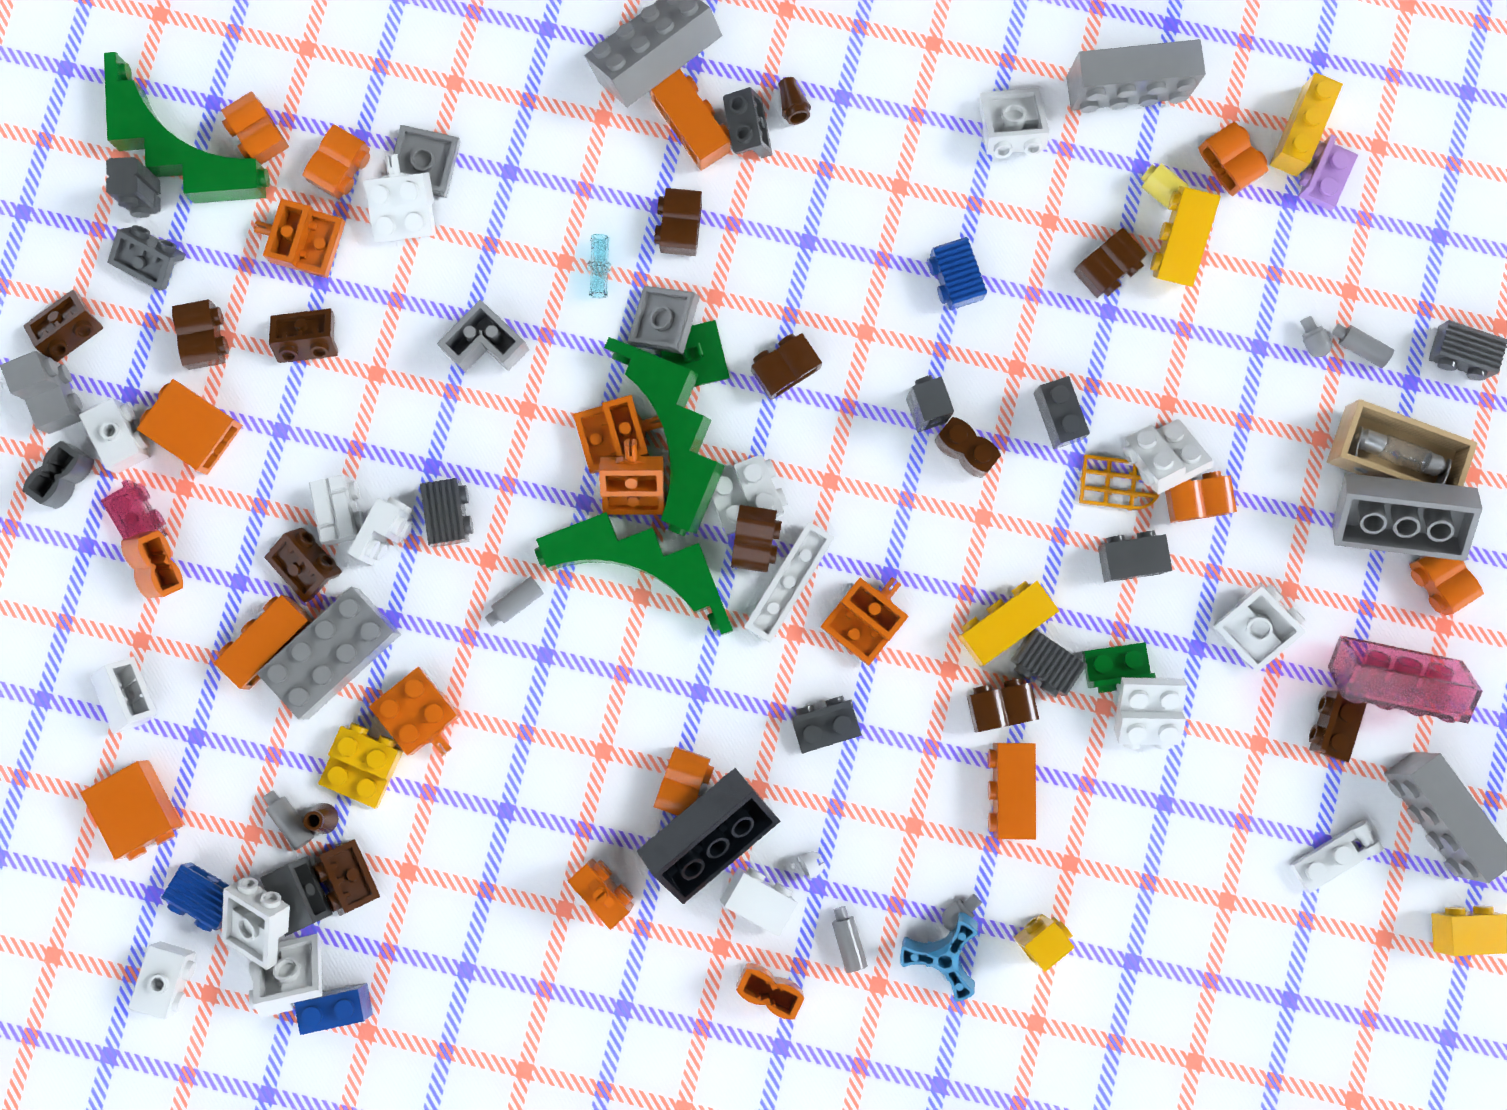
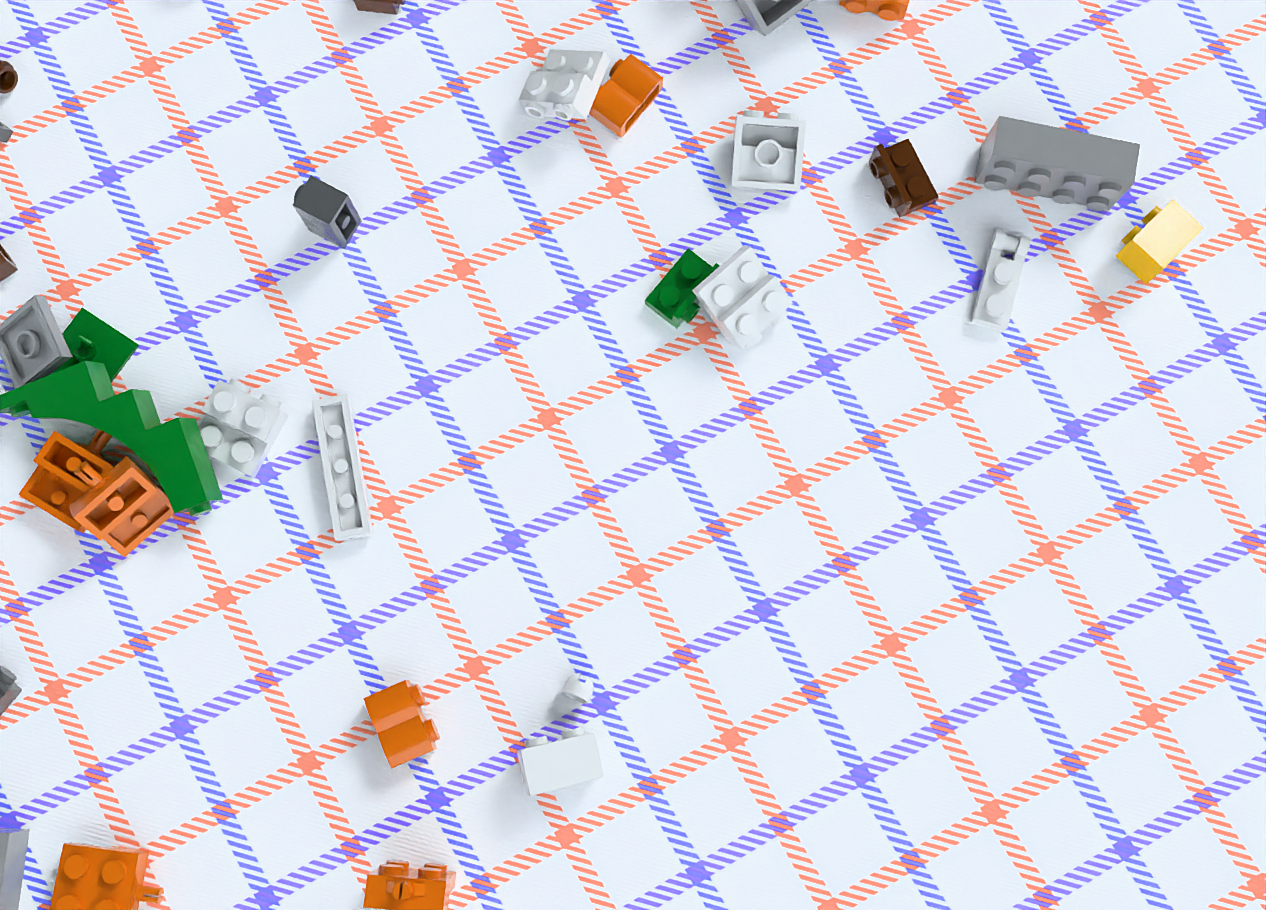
camera: 40 degrees left, 5 degrees down
(514, 602) = (108, 705): light grey cylinder -> none
(597, 542) = (137, 586): green arch -> none
(708, 836) = (461, 748): black brick -> none
(754, 538) = (274, 455): reddish brown brick -> none
(762, 988) = (629, 835): orange brick -> none
(785, 366) = (176, 290): reddish brown brick -> none
(826, 725) = (482, 558): dark grey bracket -> none
(848, 941) = (670, 724): light grey cylinder -> none
(865, 619) = (436, 438): orange plate -> none
(945, 955) = (762, 658): dark azure piece -> none
(950, 914) = (743, 611): light grey cylinder -> none
(957, 274) = (259, 91): blue brick -> none
(961, 443) = (387, 222): reddish brown brick -> none
(1003, 706) = (618, 405): reddish brown brick -> none
(1007, 622) = (558, 333): yellow brick -> none
(1013, 791) = (690, 466): orange brick -> none
(1045, 941) = (832, 565): yellow brick -> none
(1048, 663) = (623, 336): dark grey brick -> none
(1061, 412) = (447, 125): dark grey brick -> none
(1107, 490) = (546, 157): light orange window -> none
(1134, 557) = (615, 188): dark grey brick -> none
(1404, 680) = (918, 90): clear pink brick -> none

